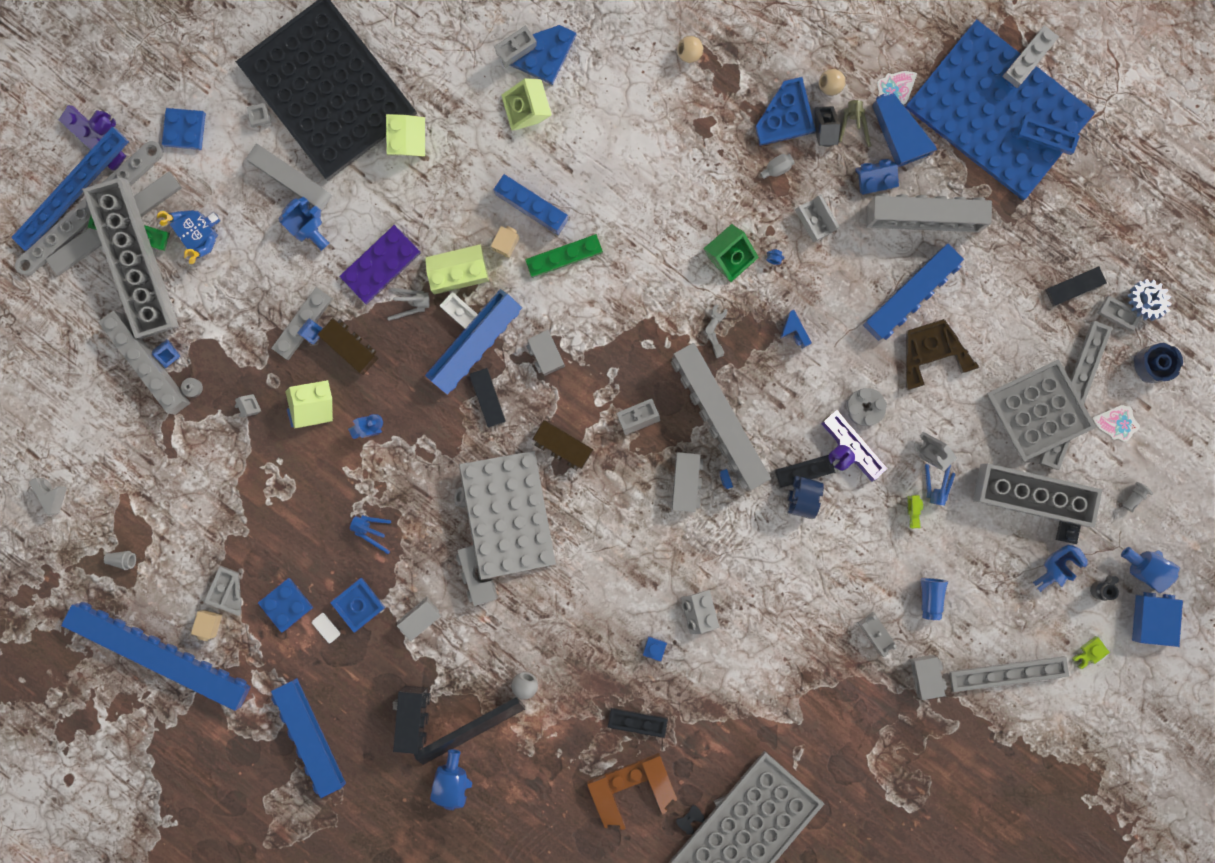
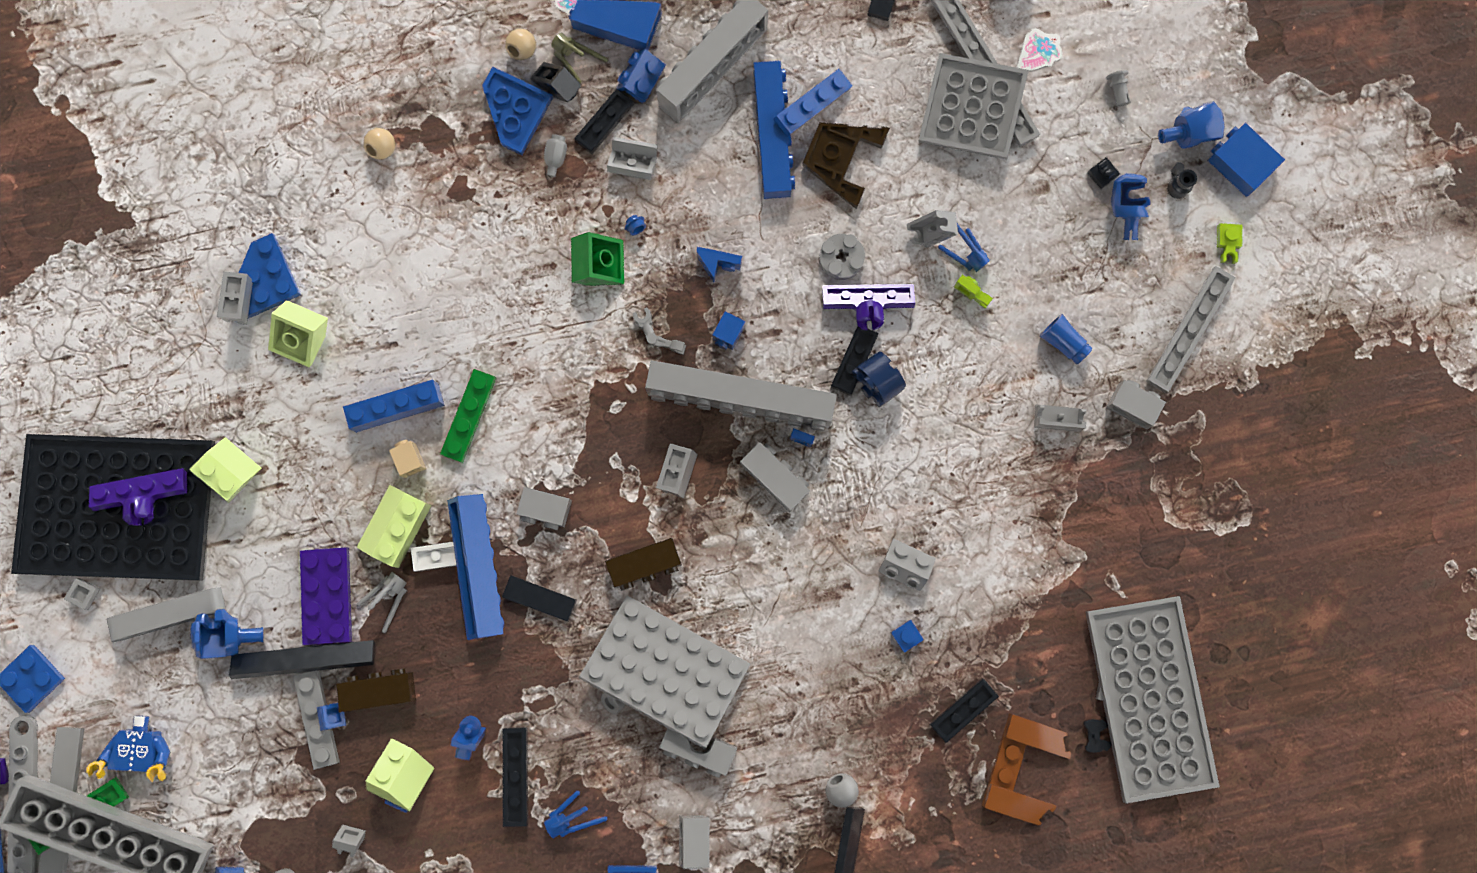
camera: 55 degrees left, 5 degrees down
(330, 284) = (302, 659): none -> black tile
(345, 95) = (138, 494): none -> dark purple plate
(367, 475) = (515, 776): none -> black plate
(755, 374) = (728, 331): none -> blue brick
(826, 179) = (604, 121): none -> black tile
(954, 303) = (813, 102): none -> plate
(1037, 495) = (1047, 171): light grey brick -> none

